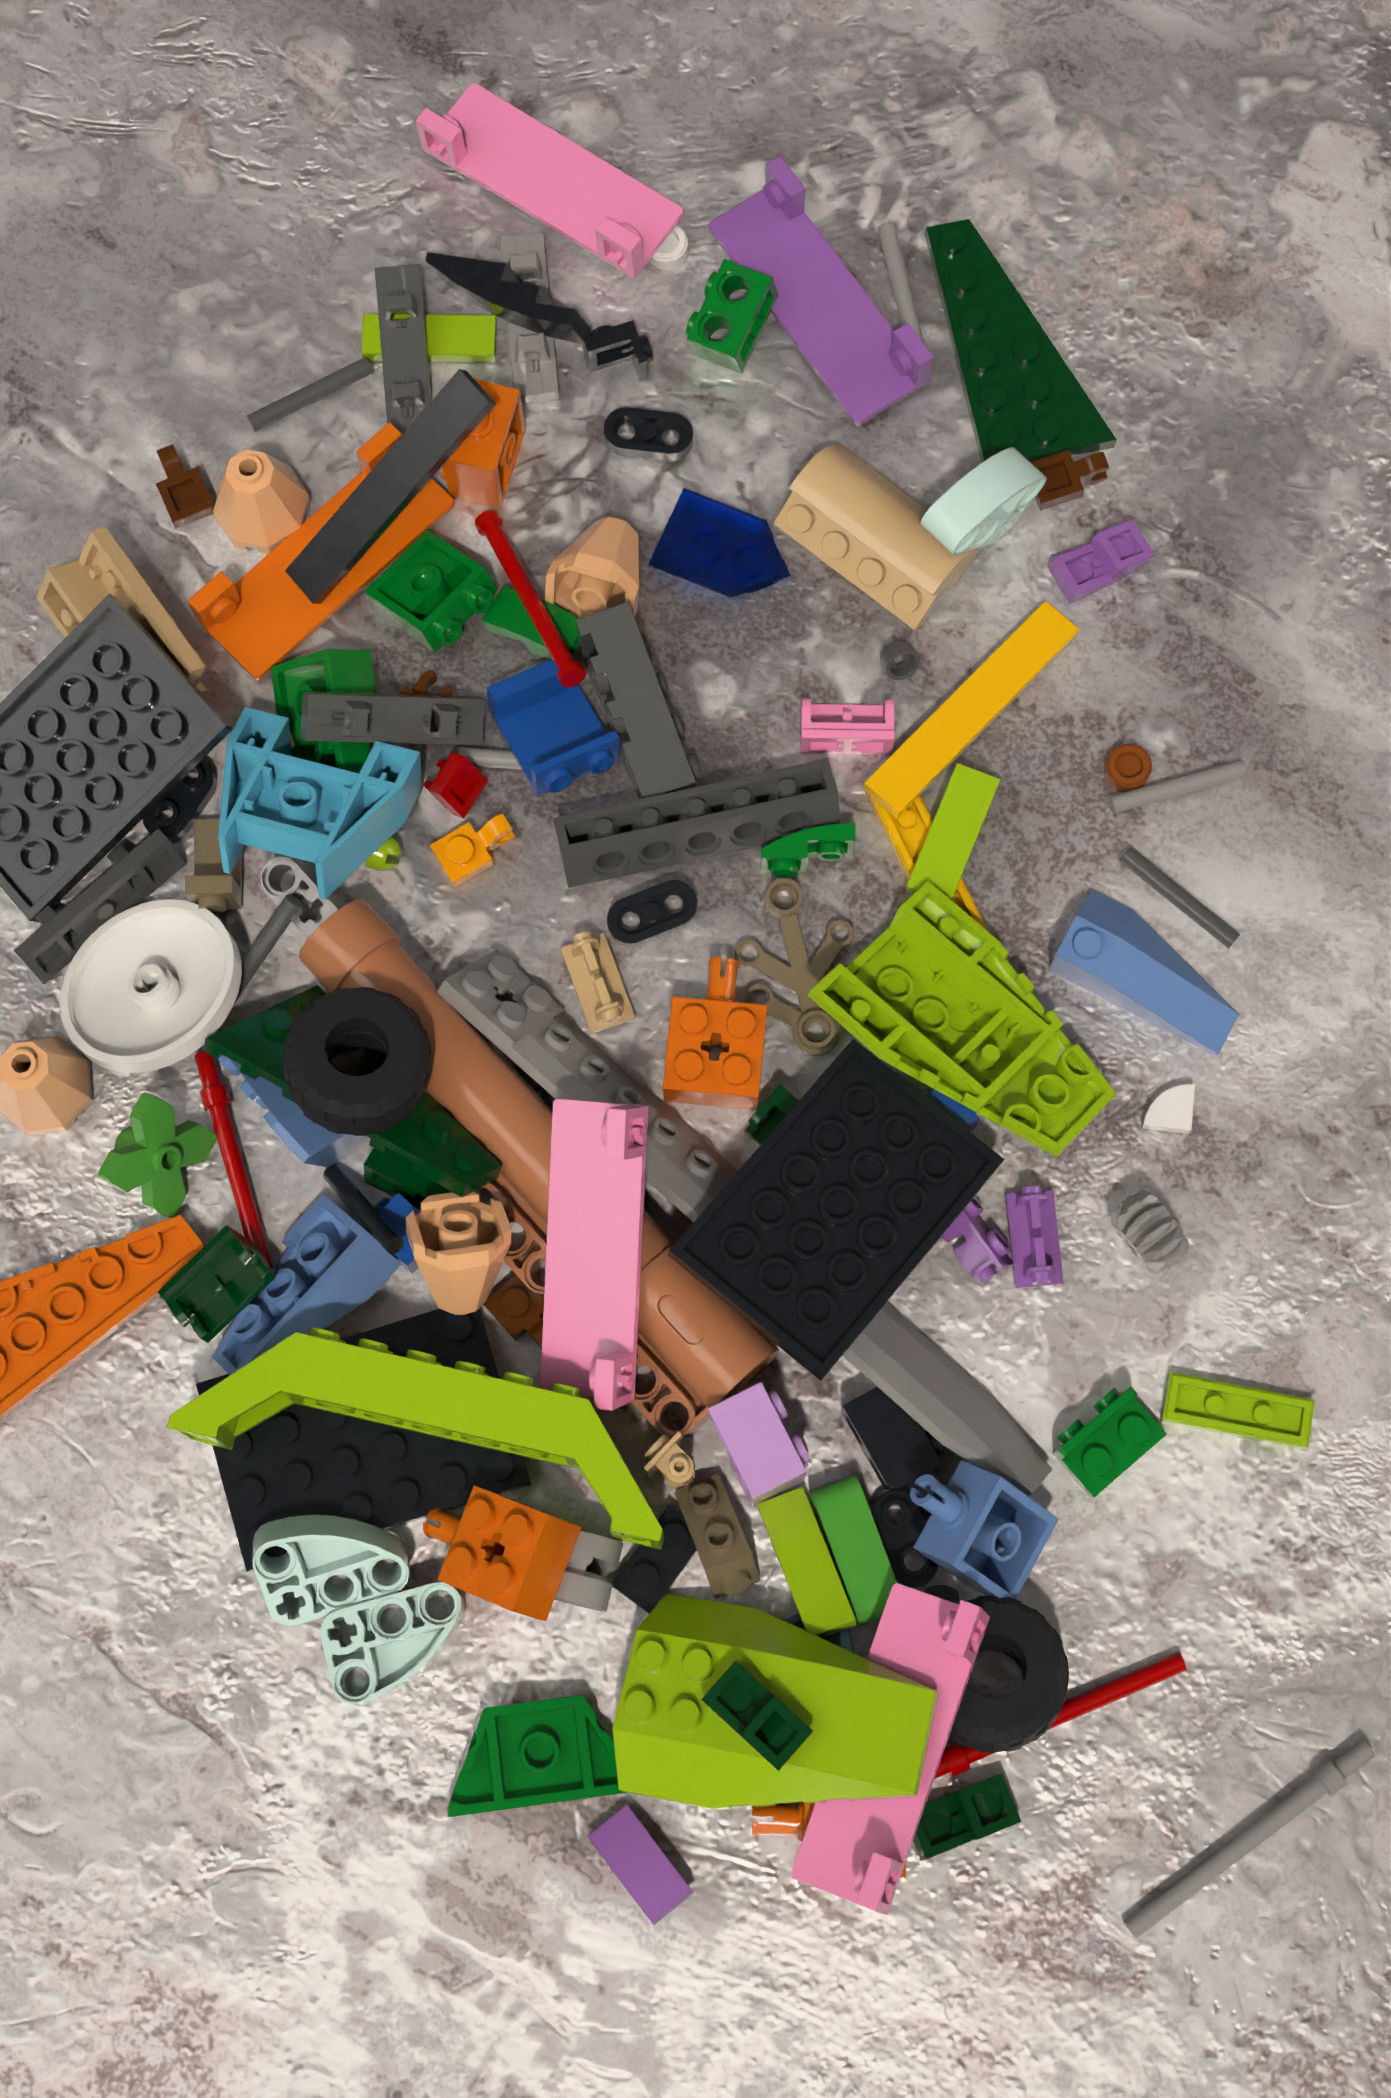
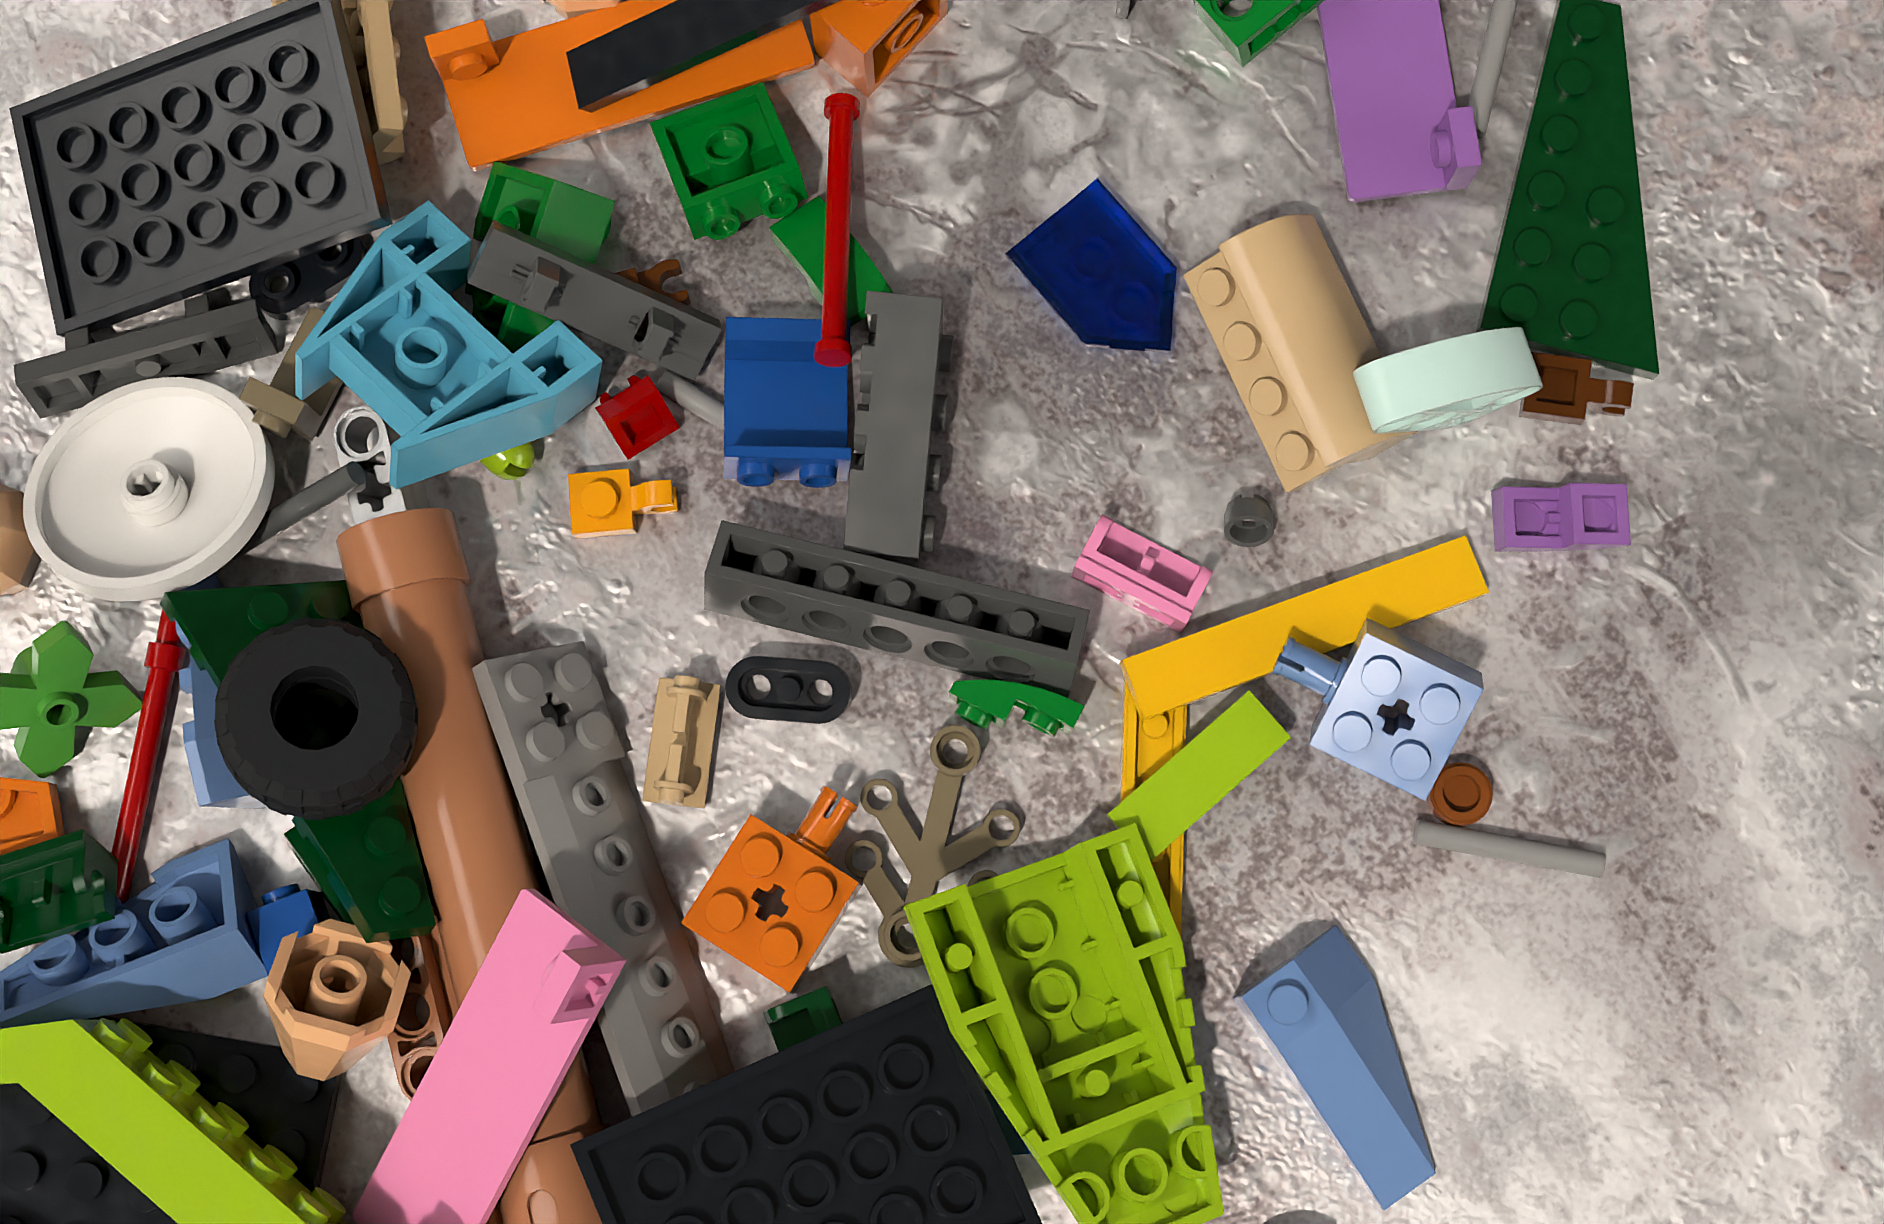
camera: 25 degrees right, 5 degrees up
(363, 1209) = (254, 891): black bar -> none
(517, 1309) = (377, 1098): reddish brown plate -> none
(596, 570) = (936, 235): light nougat cone -> none
(649, 432) = (1093, 88): black plate -> none
(1025, 727) = (1377, 673): none -> brick
(1179, 897) = (1438, 990): dark grey bar -> none

